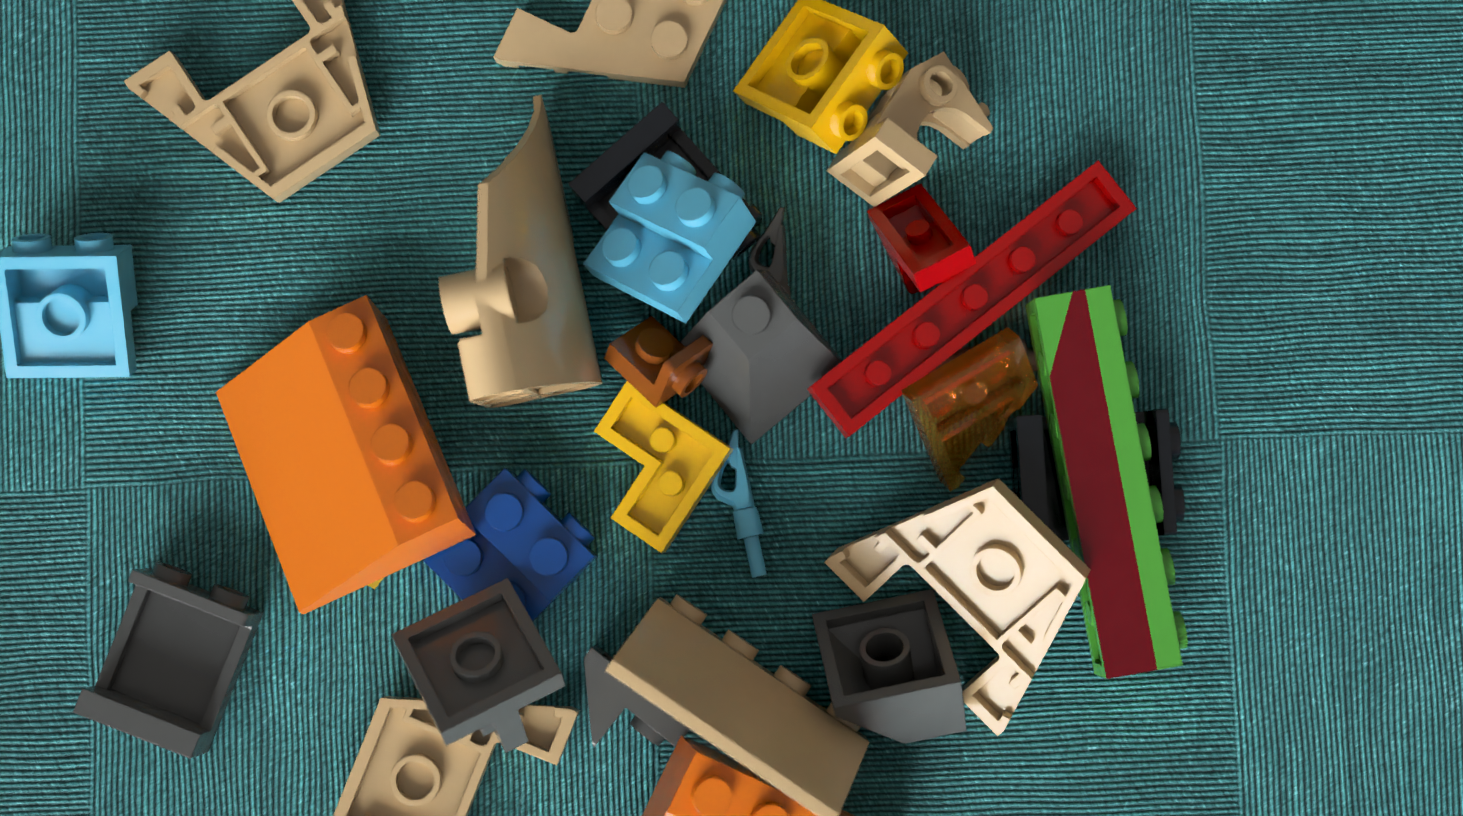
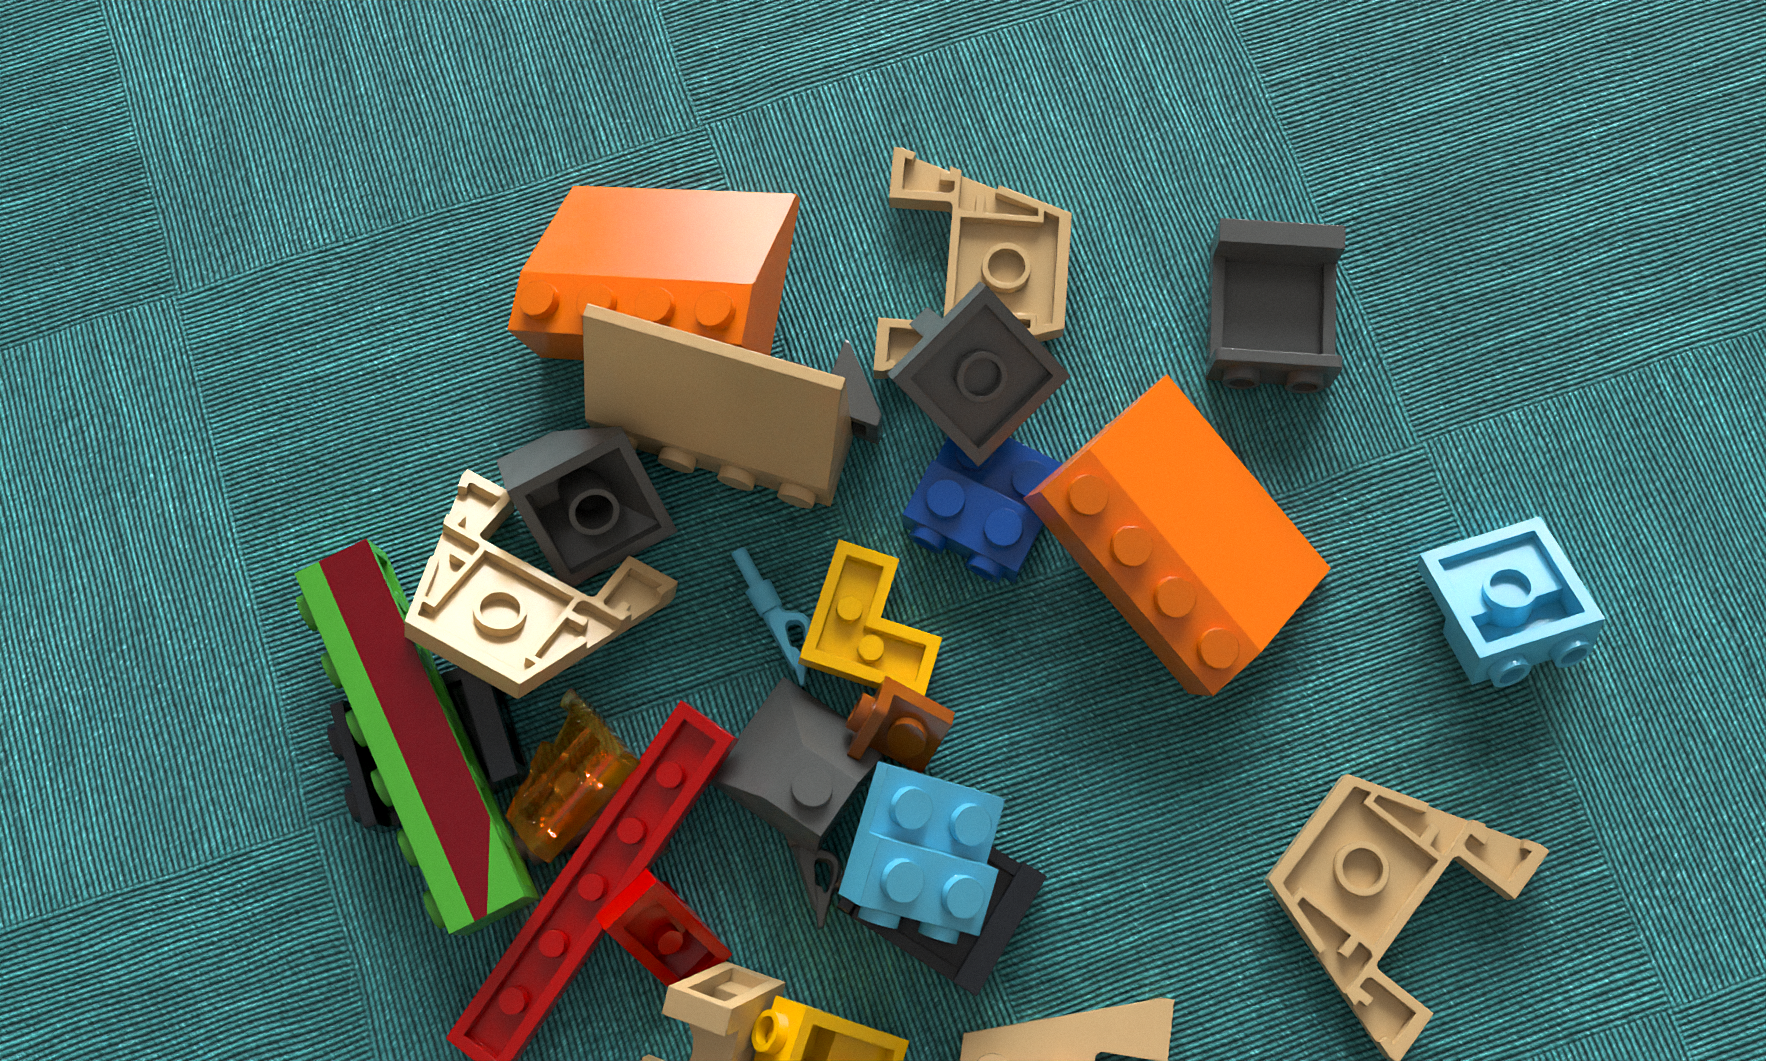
camera: 160 degrees right, 10 degrees down
(523, 285) = (1043, 724): tan panel -> none

